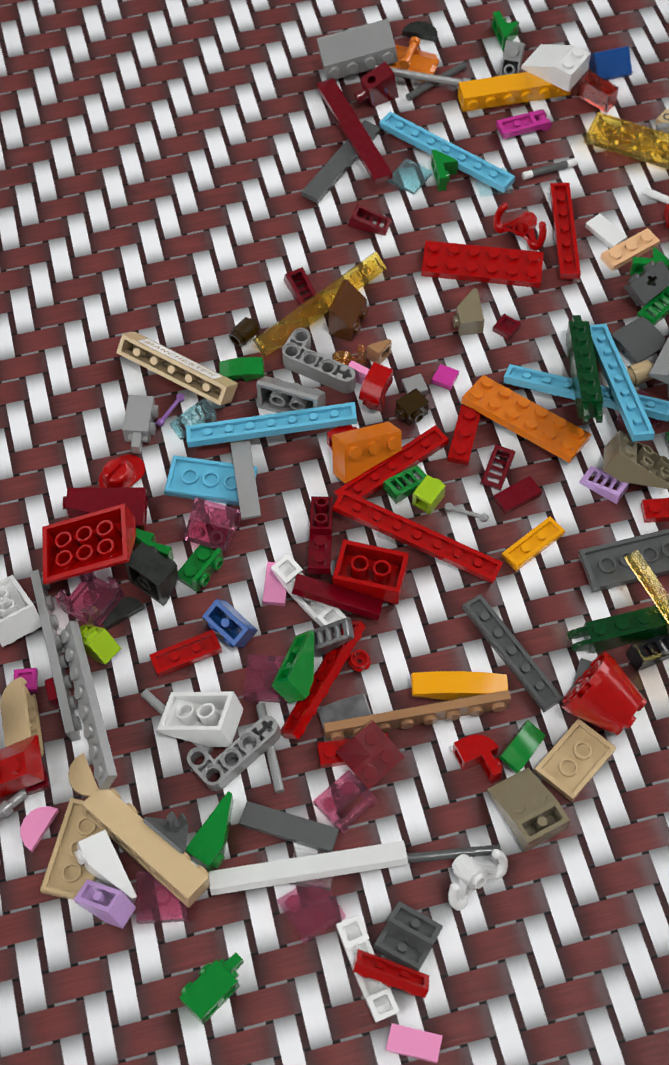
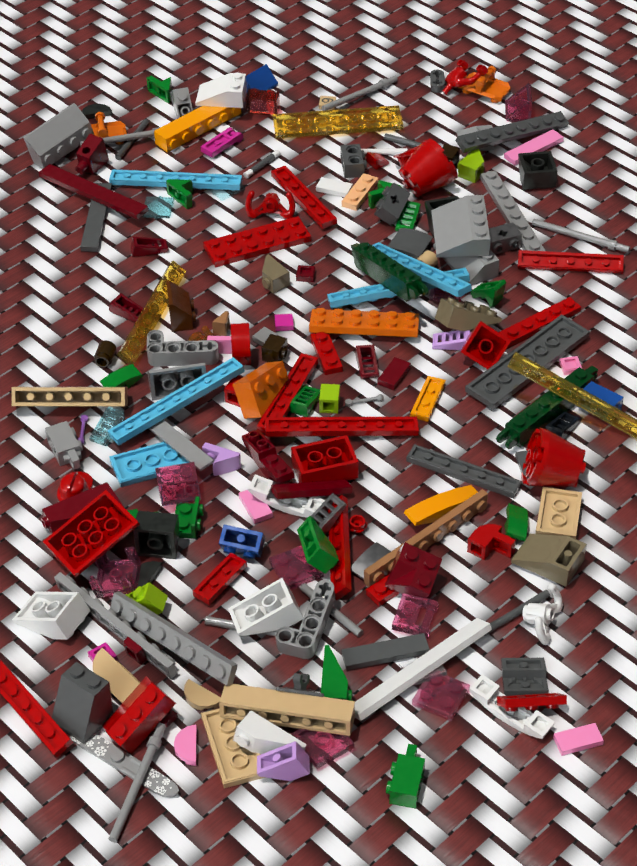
camera: 30 degrees left, 15 degrees down
(275, 514) = (224, 459): none -> lavender slope
(629, 512) = (485, 345): none -> red slope
(645, 207) = (352, 160): none -> dark grey brick

